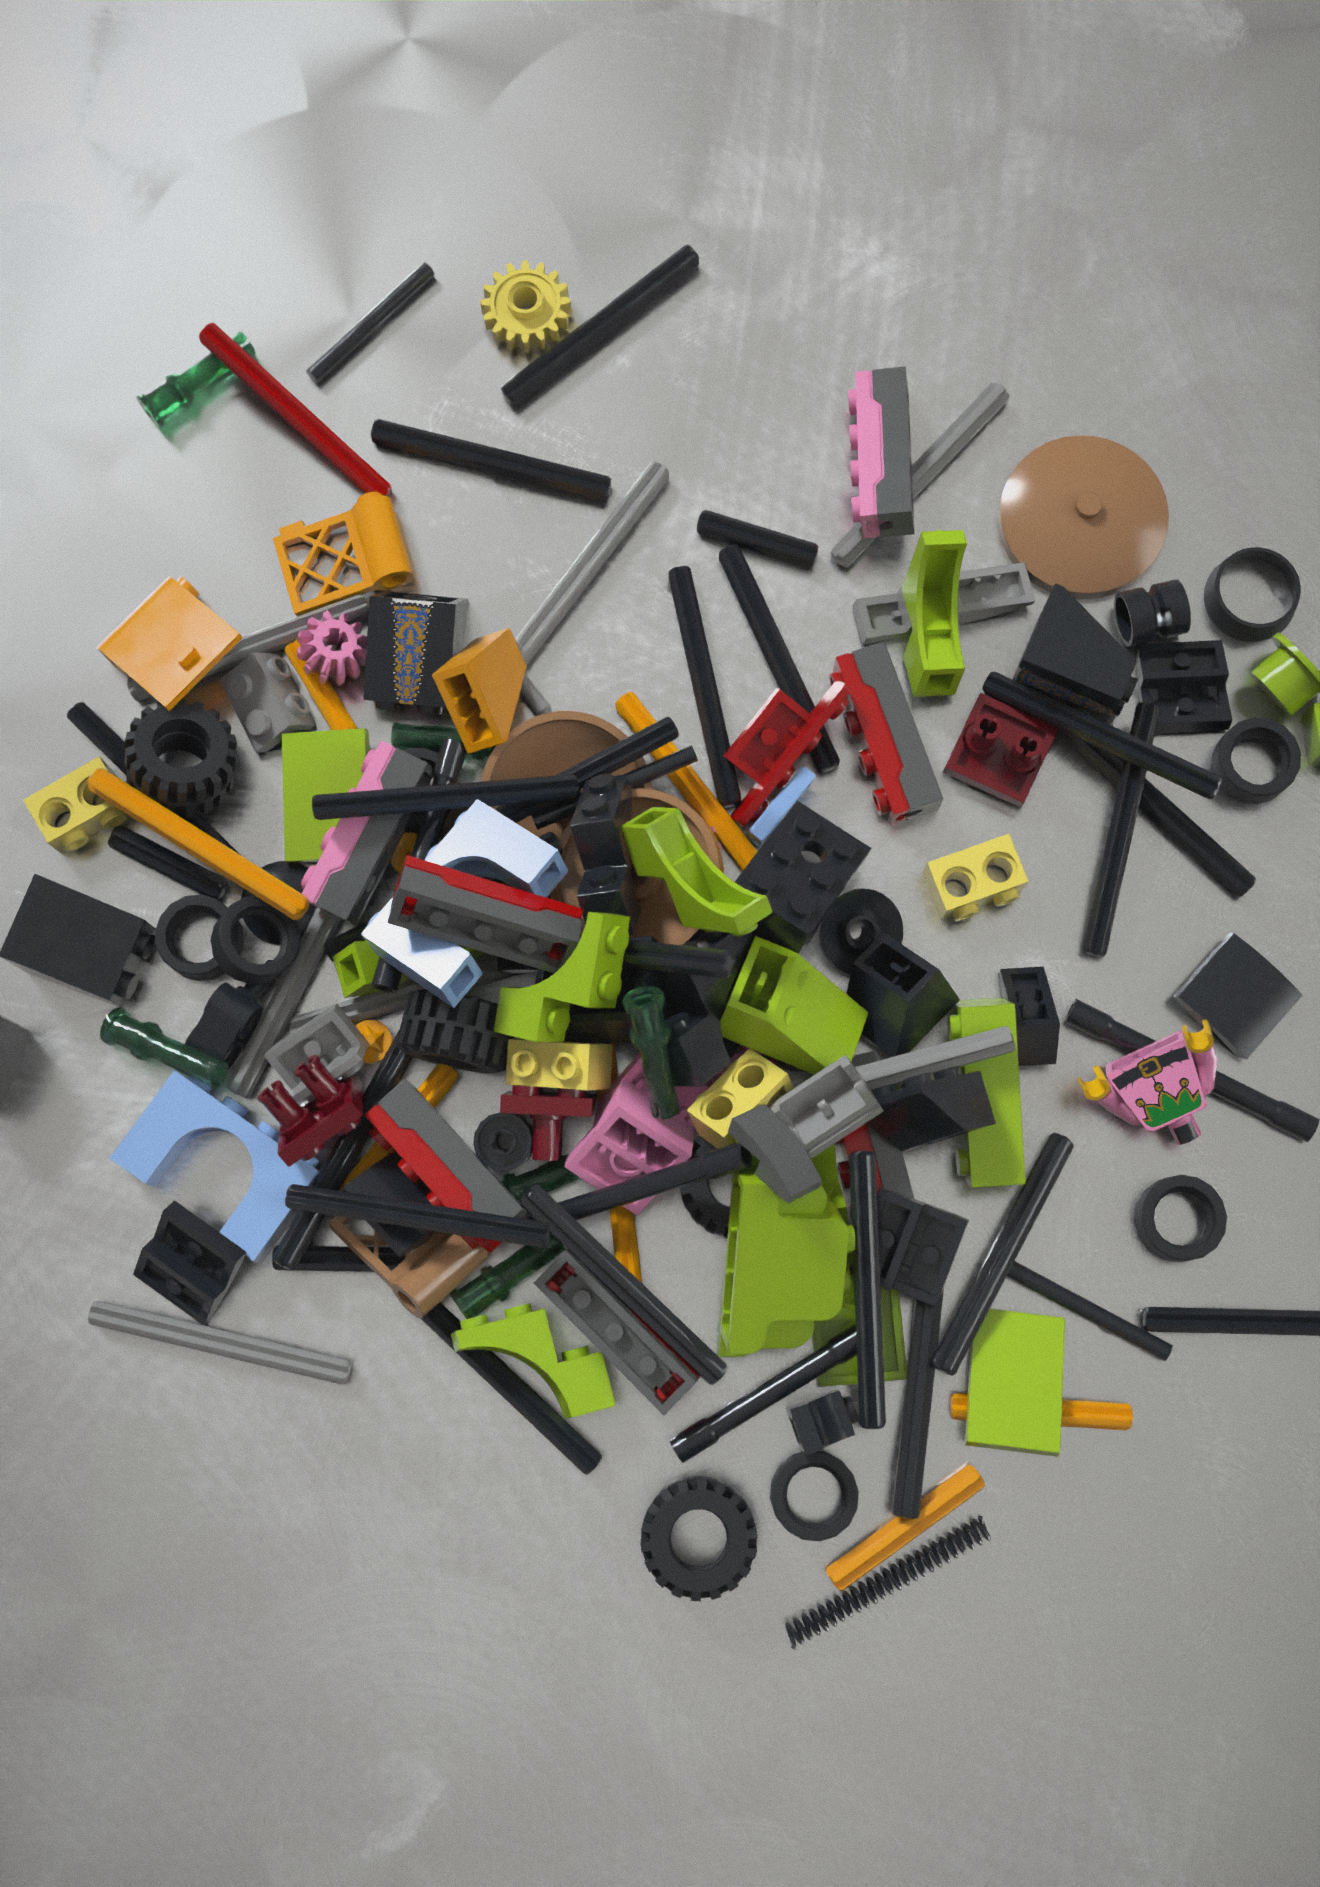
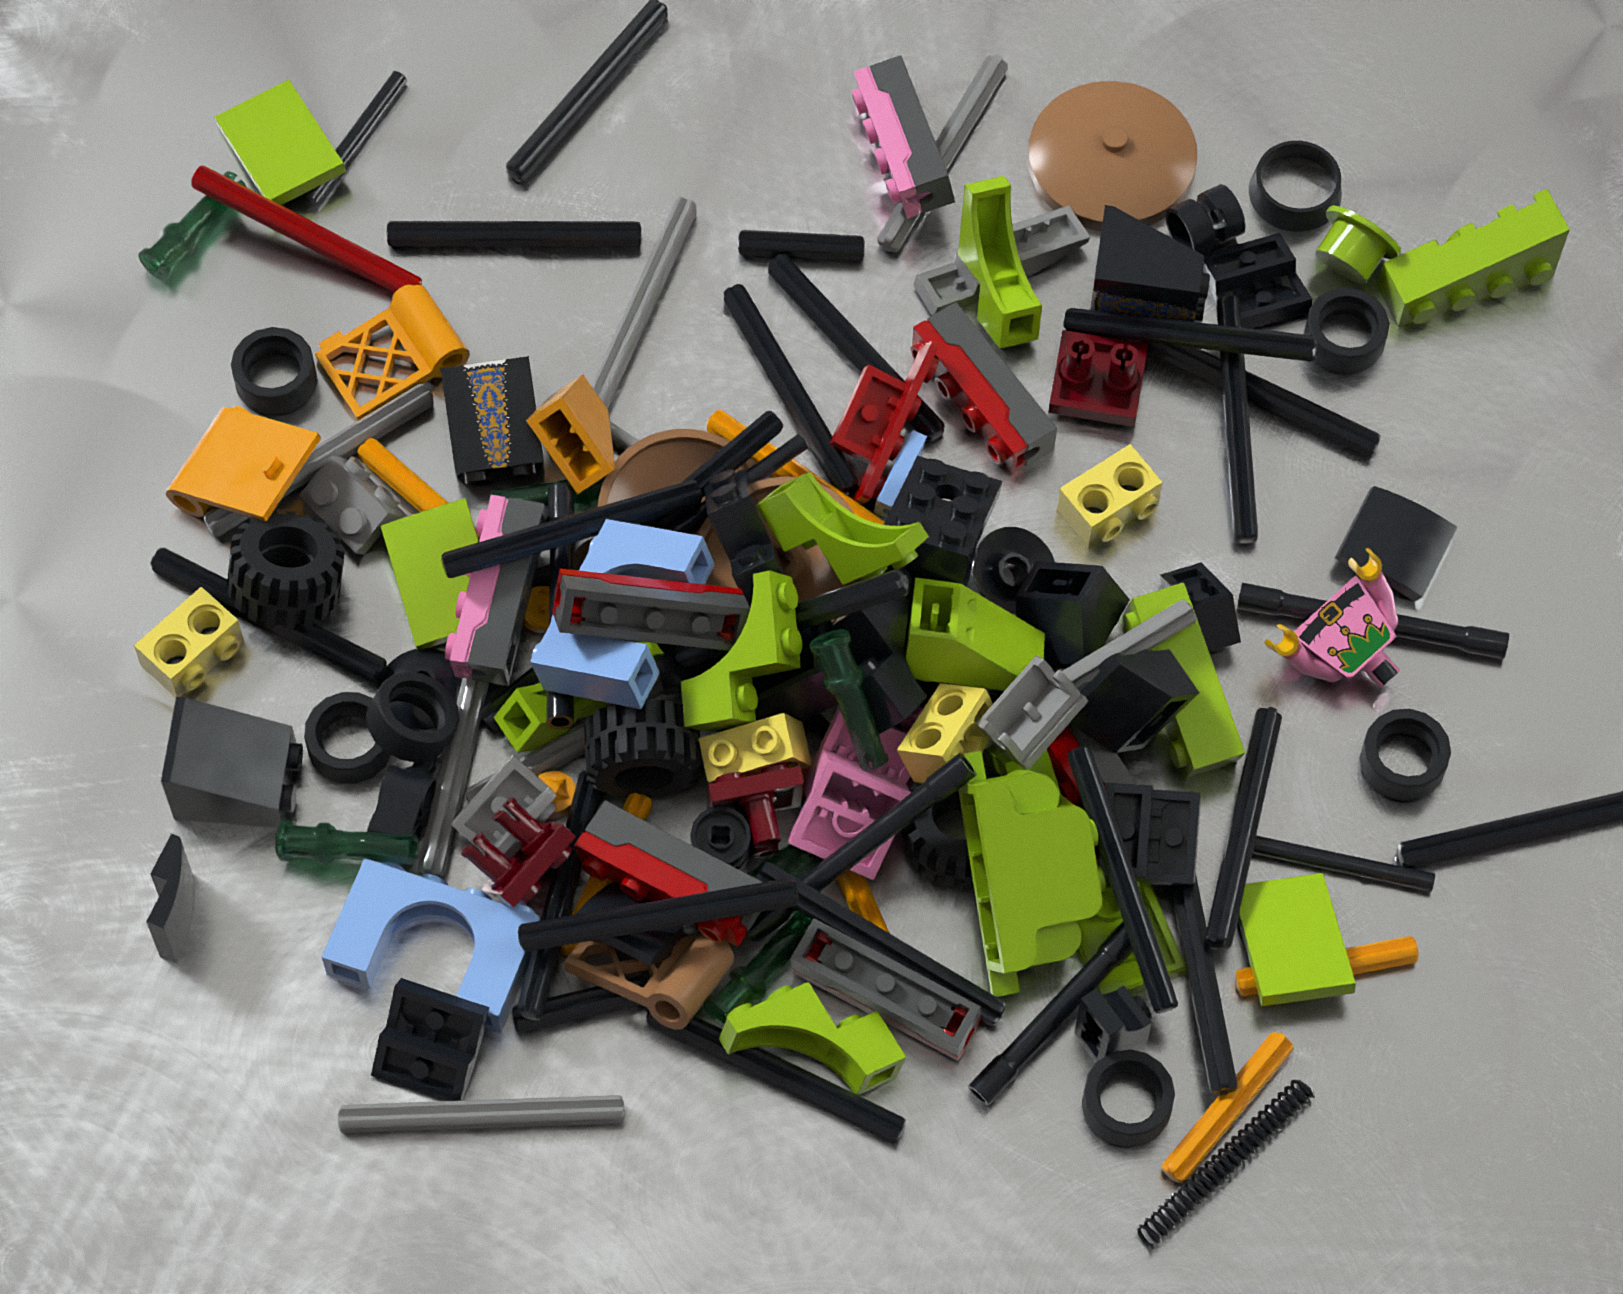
camera: 20 degrees left, 15 degrees down
(167, 862) = (291, 676): black axle -> none
(198, 844) = (331, 637): light orange axle -> none
(217, 519) = (269, 342): none -> black tyre
(297, 314) = (280, 143): none -> lime tile
(325, 660) = (410, 433): bright pink gear -> none
(520, 288) = (509, 88): light yellow gear -> none
(688, 1579) = (1032, 1126): black tyre -> none
(782, 1158) = (1004, 757): dark grey slope -> none

